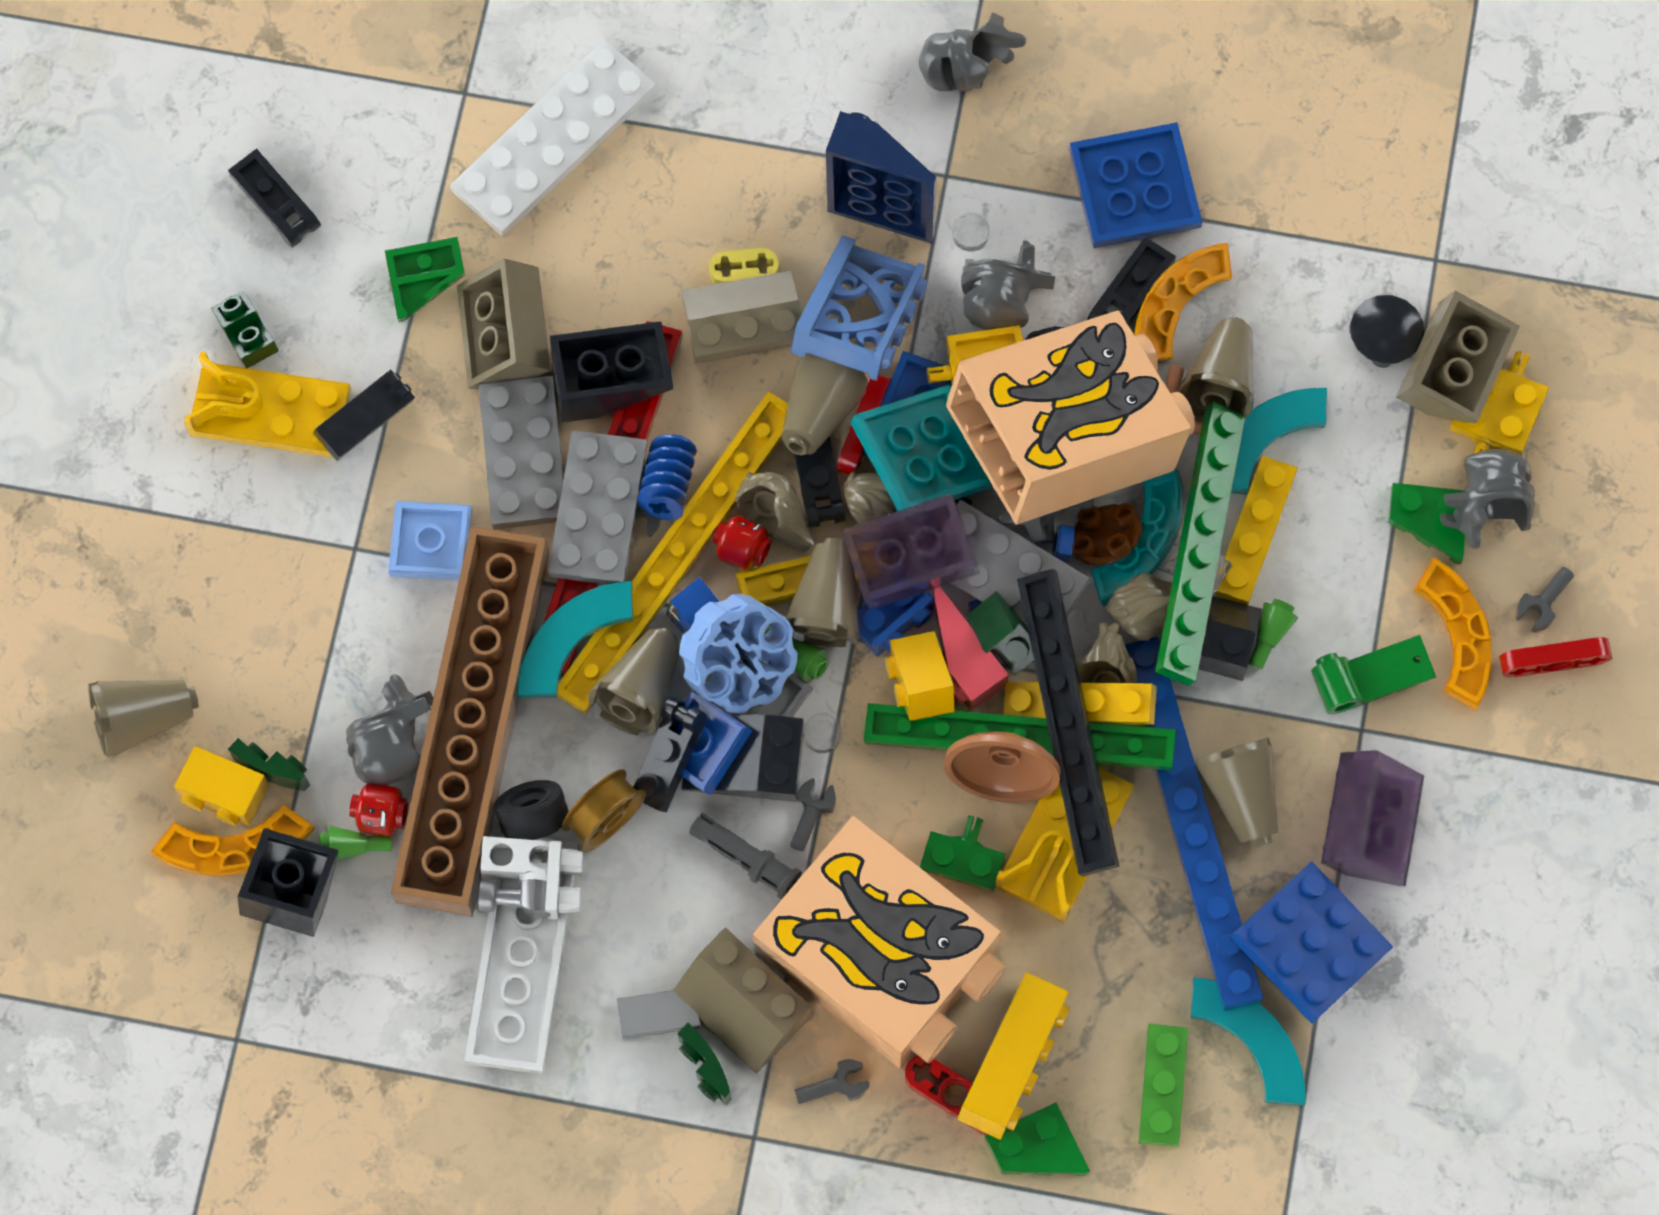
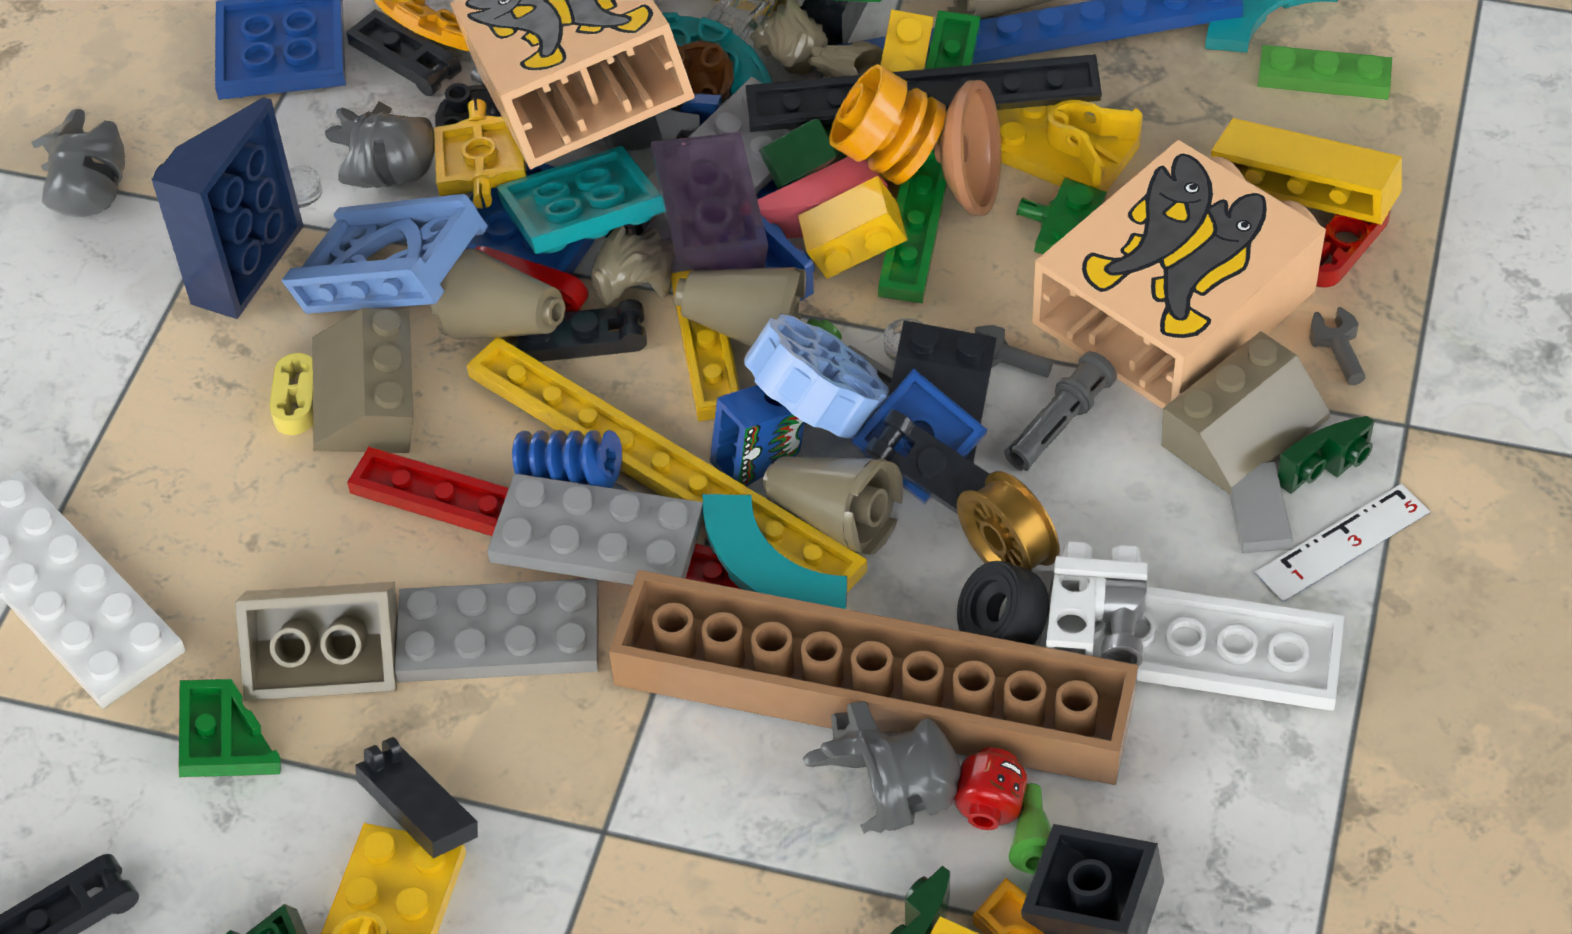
camera: 85 degrees left, 20 degrees down
(429, 540) = (606, 738): light blue tile -> none
(608, 369) = (410, 513): black slope -> none
(631, 1080) = (1342, 542): none -> white sticker
(742, 543) = (662, 394): red head -> none
(776, 506) = (622, 360): dark tan hair -> none
(1004, 688) = (887, 124): none -> light orange wheel
(1039, 1146) = (1417, 172): green wing -> none

